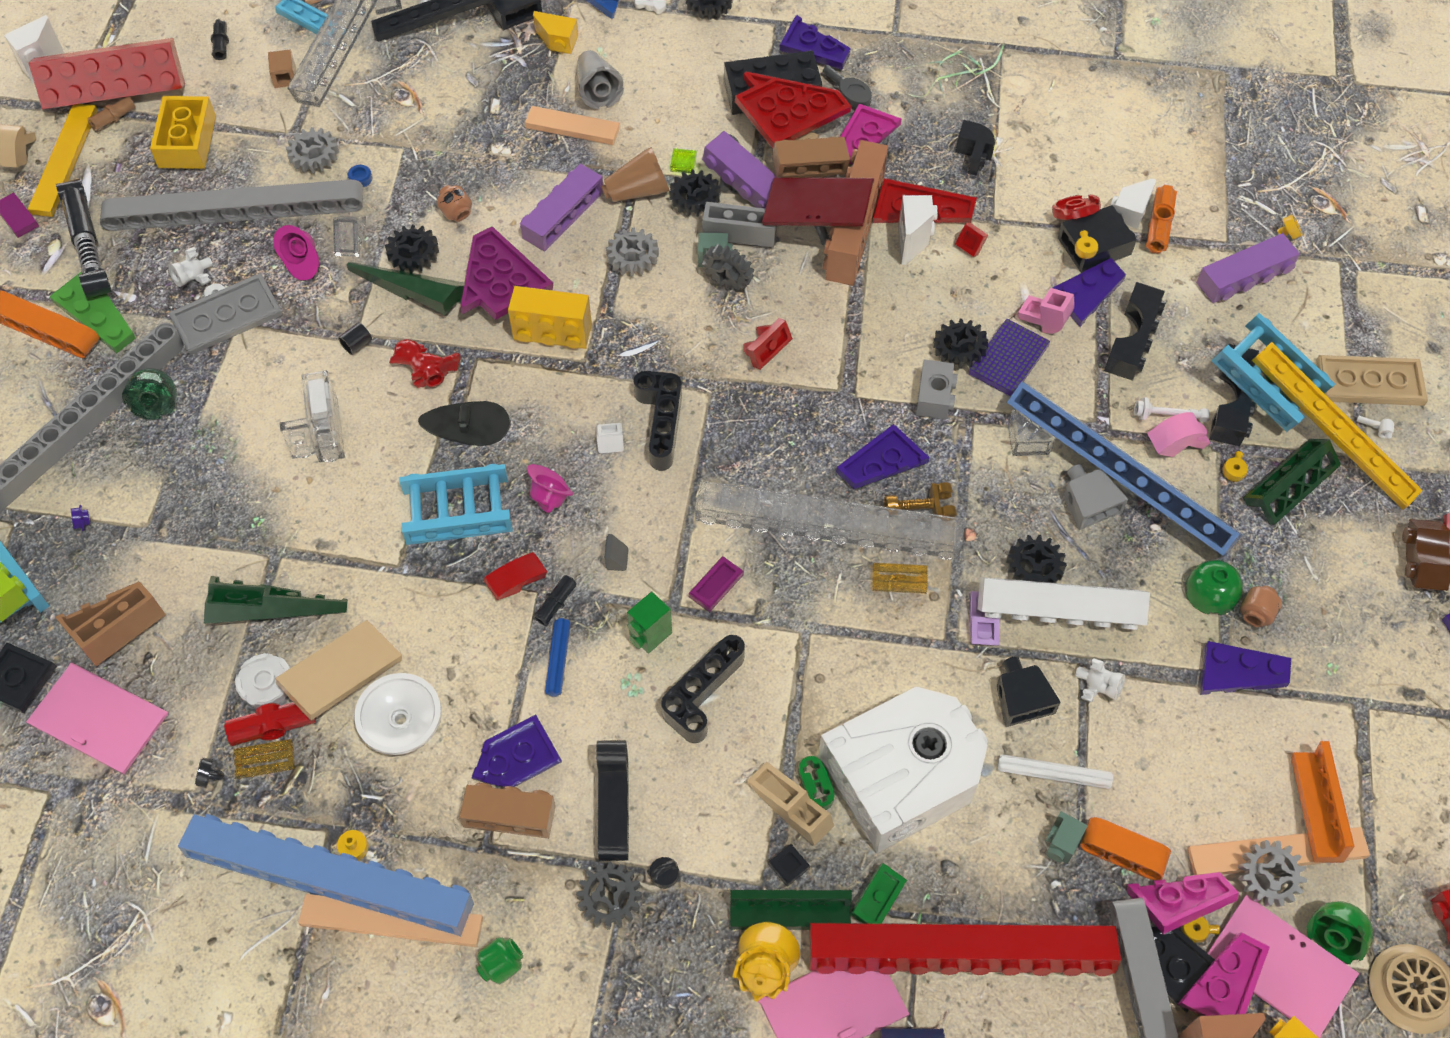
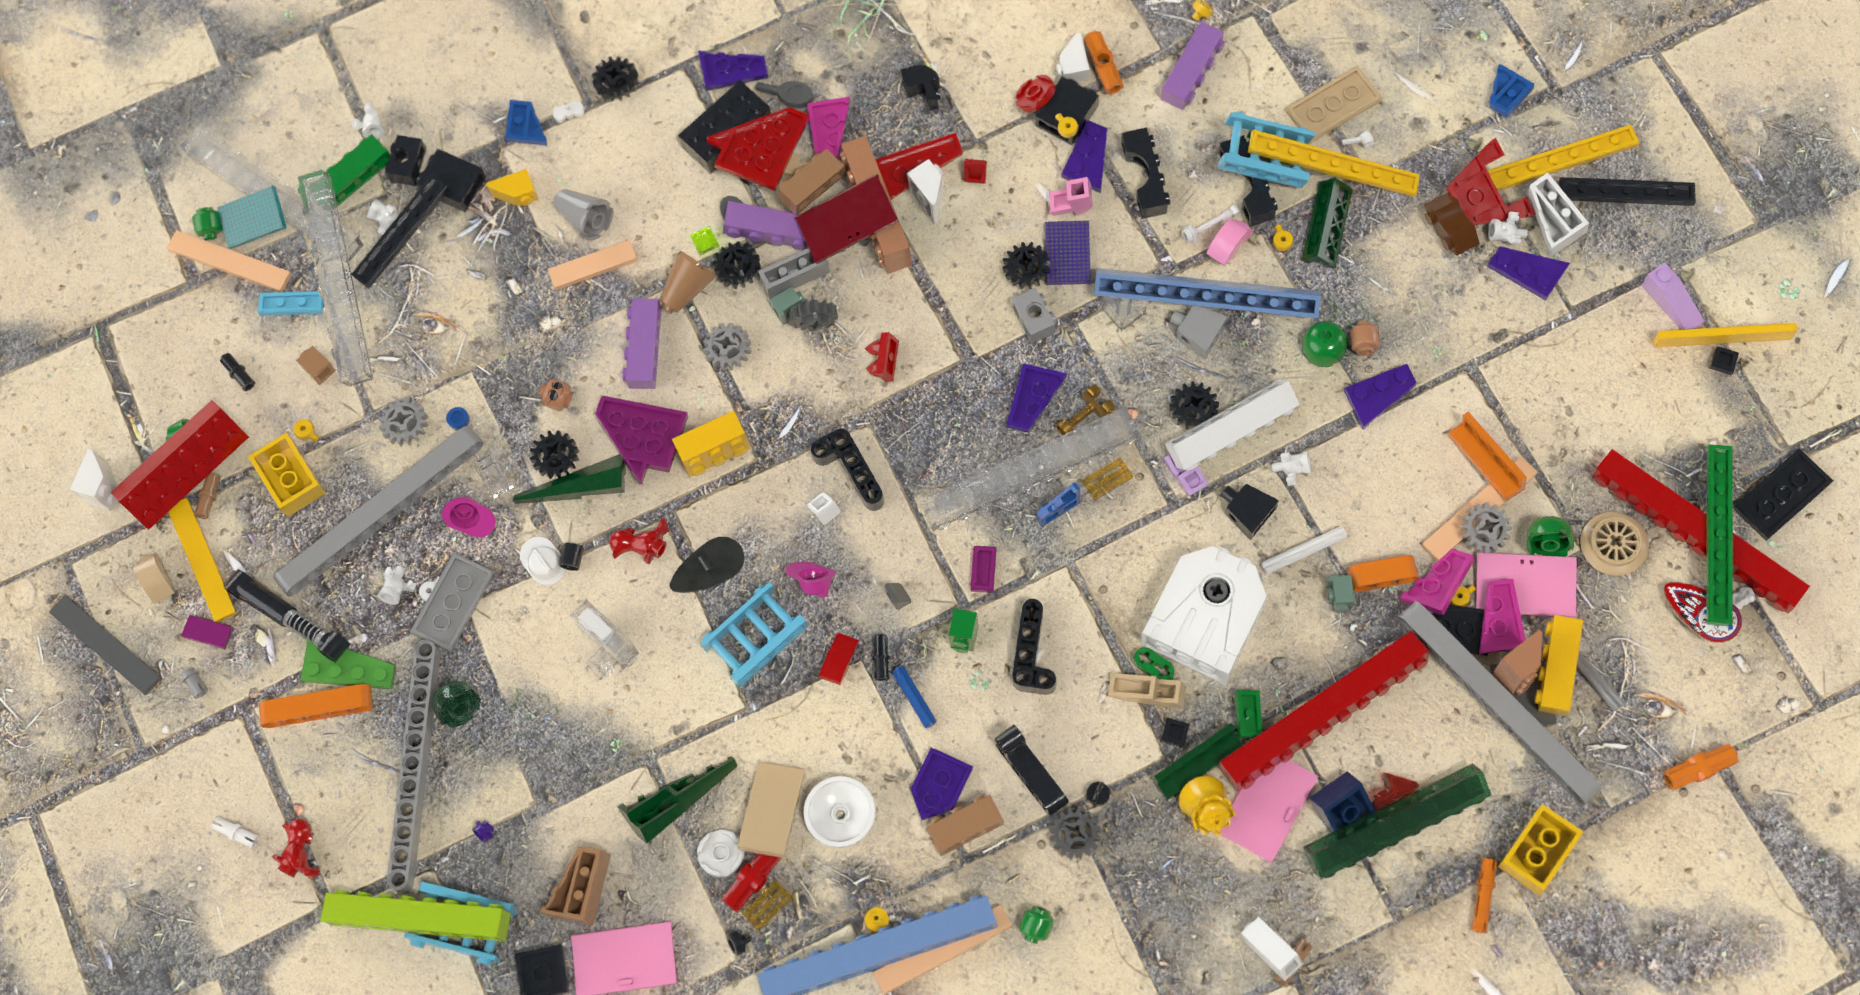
camera: 25 degrees left, 10 degrees up
(232, 112) = (308, 433): none -> yellow piece
(327, 326) = (542, 560): none -> white piece
(833, 569) = (1059, 505): none -> blue wing

